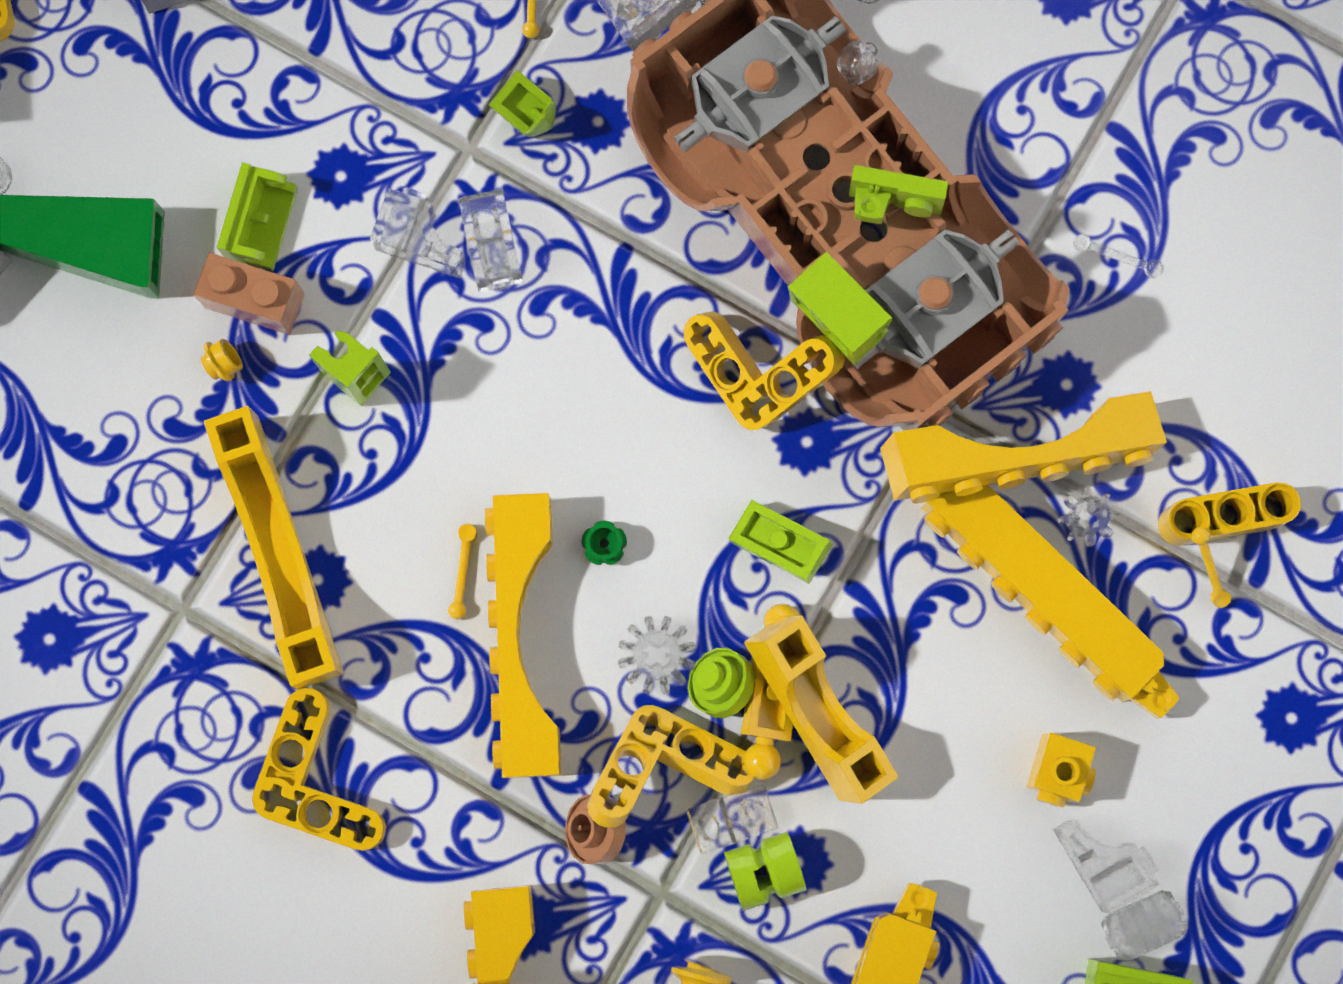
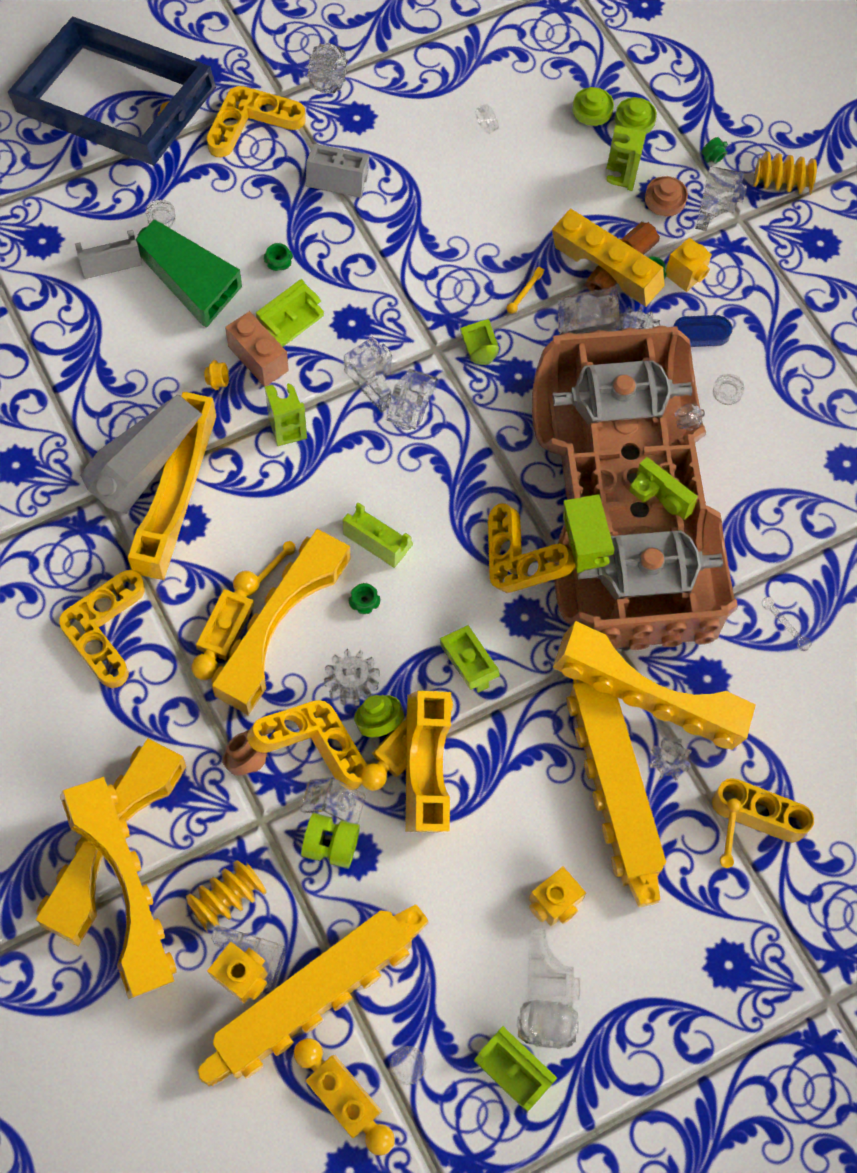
camera: 30 degrees right, 15 degrees down
(178, 135) = (276, 251): none -> green plate
(198, 548) = (133, 459): none -> light grey wedge
(460, 685) = (225, 625): none -> yellow plate
(566, 451) = (376, 536): none -> lime hinge

